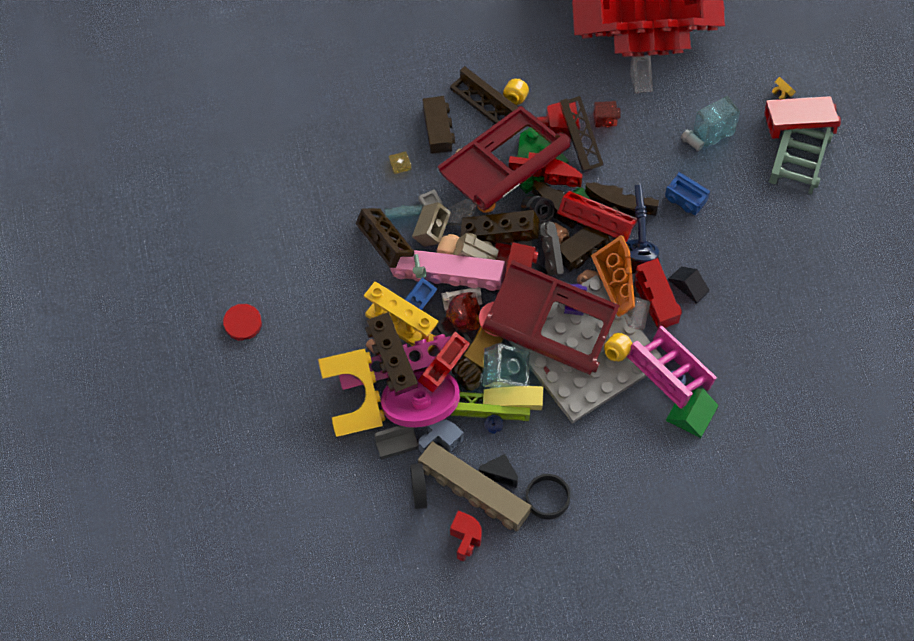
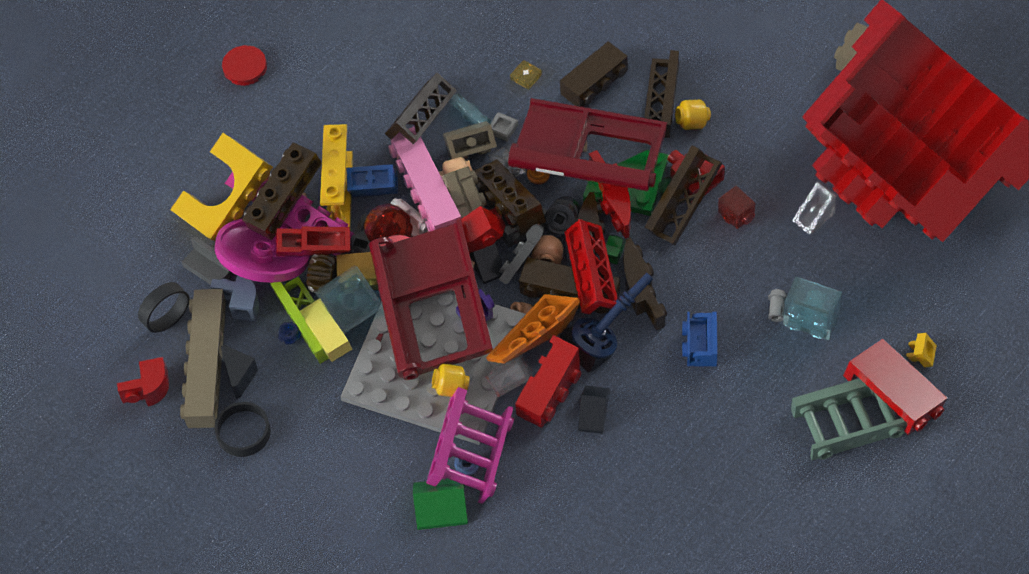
camera: 60 degrees right, 5 degrees down
(417, 270) = (399, 157): sand green hand -> none

